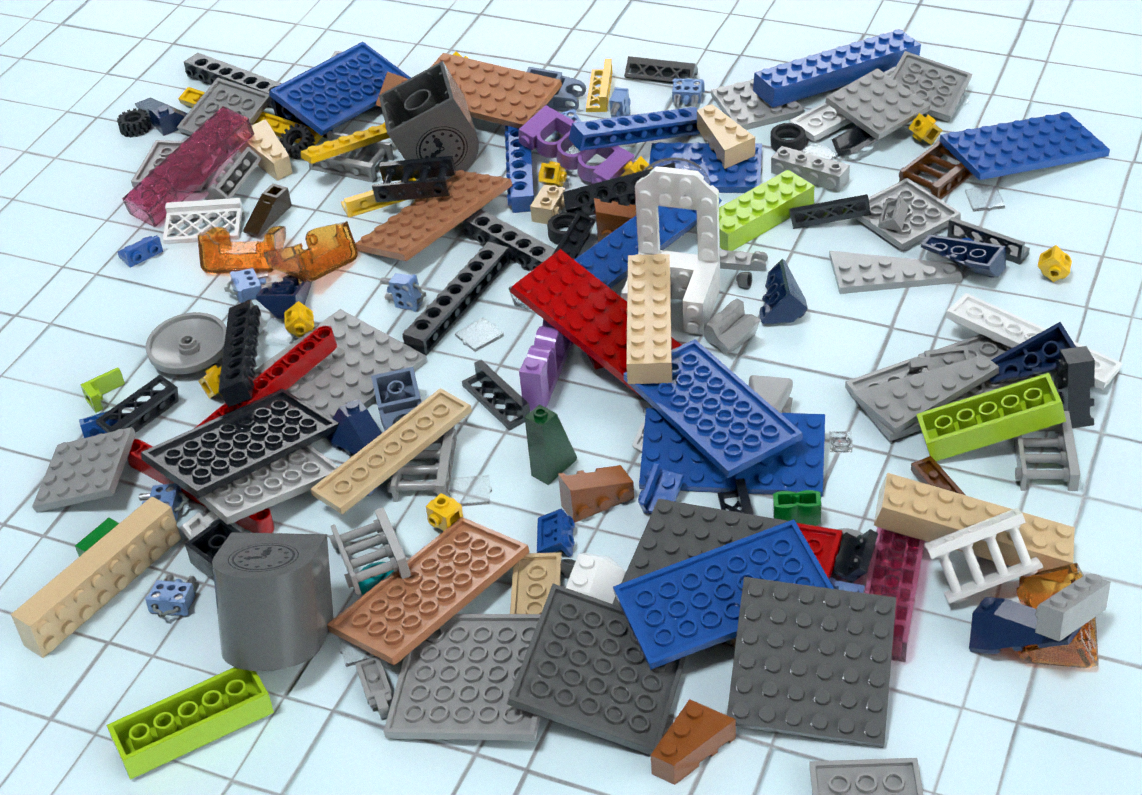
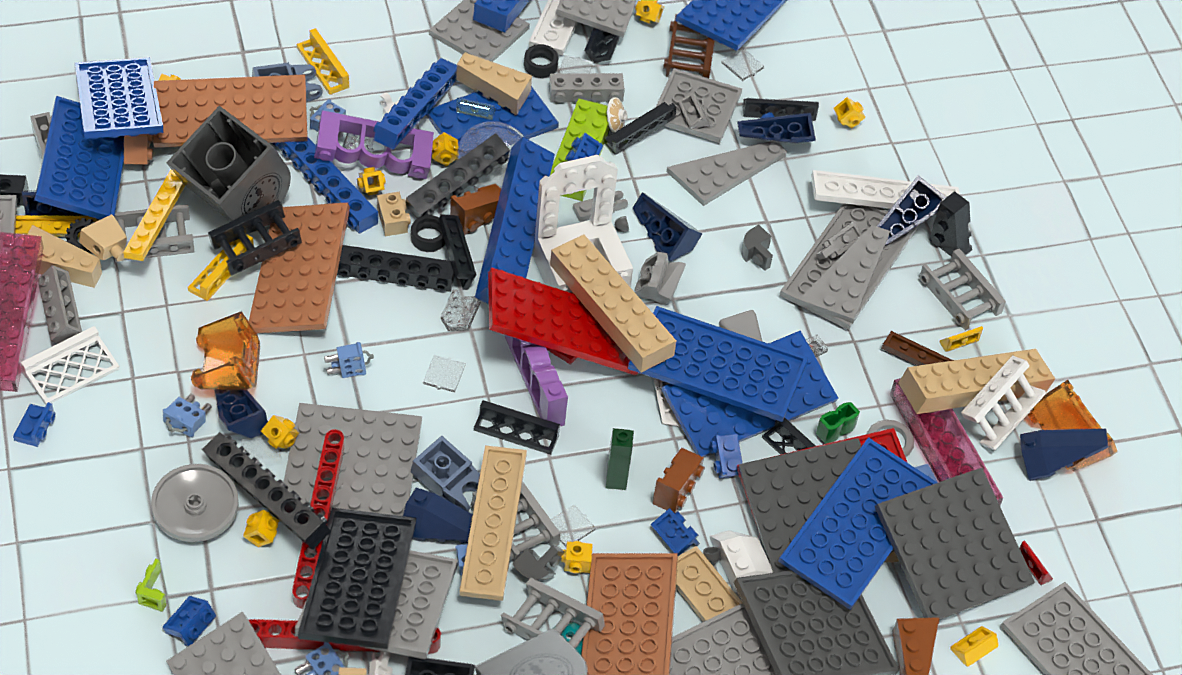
camera: 45 degrees left, 10 degrees up
(147, 410) = (222, 591): black fence -> none
(221, 255) = (148, 384): clear orange windscreen -> none
(269, 208) = (129, 327): dark brown slope -> none
(299, 138) = (104, 238): none -> tan torso
(402, 56) = (118, 98): none -> plate
(404, 502) = (538, 567): none -> dark grey brick
(456, 298) = (397, 345): black brick -> none
(620, 102) = (368, 81): medium blue piece -> none
(660, 66) = (360, 18): black fence -> none
(687, 91) = (409, 39): medium blue piece -> none
(689, 150) = (475, 108): none -> clear light blue slope
(745, 206) = (584, 147): none -> blue bracket
(764, 772) = (975, 645): none -> yellow slope
(812, 191) = (616, 114): none -> dish
(855, 555) = (914, 442): black bracket -> none
(856, 337) = (755, 247): none -> dark grey brick
(903, 727) = (1034, 564): none -> red slope
(991, 417) = (918, 280): lime brick -> none
(1006, 493) = (961, 339): none -> yellow slope
(1072, 607) = (1097, 417): light grey brick -> none

